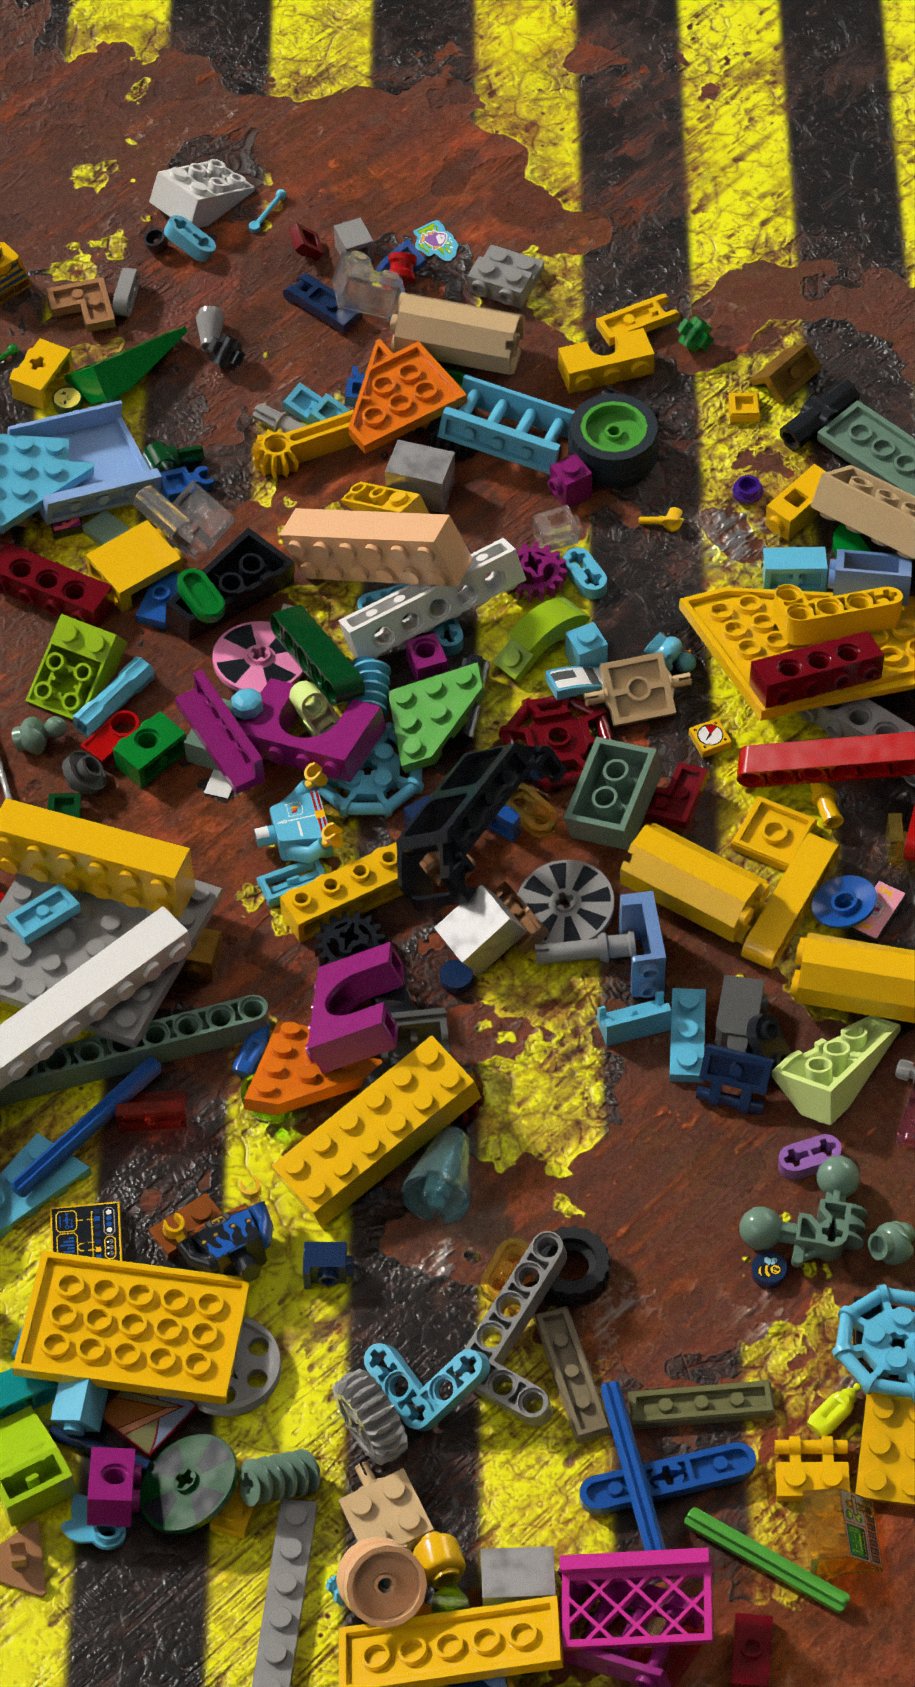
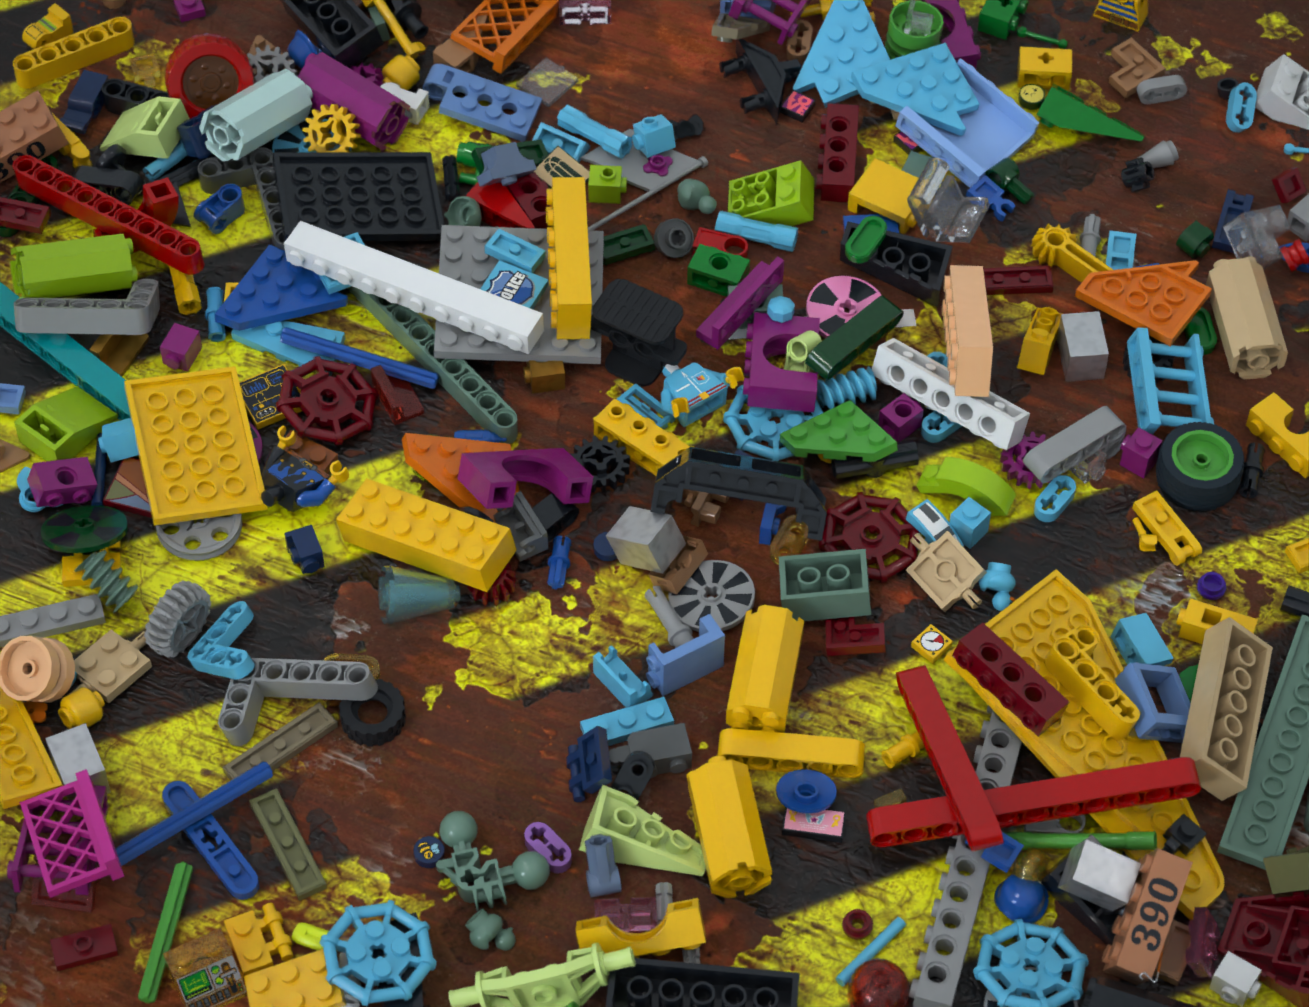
camera: 65 degrees right, 0 degrees up
(89, 931) = (515, 284): none -> tile
(125, 1192) = (325, 413): none -> dark red plate
(218, 828) = (641, 331): none -> black piece
(300, 494) = (1018, 280): none -> dark red tile
(334, 339) = (1195, 240): none -> dark green plate
(449, 1599) = (51, 724): clear neon green slope -> none
(465, 1029) = (558, 562): none -> blue axle
(546, 512) = (1076, 443): none -> light grey beam
(661, 496) = (1168, 527): none -> yellow plate
(772, 833) = (859, 718): yellow tile -> none
(868, 1109) = (602, 872): none -> sand blue piece

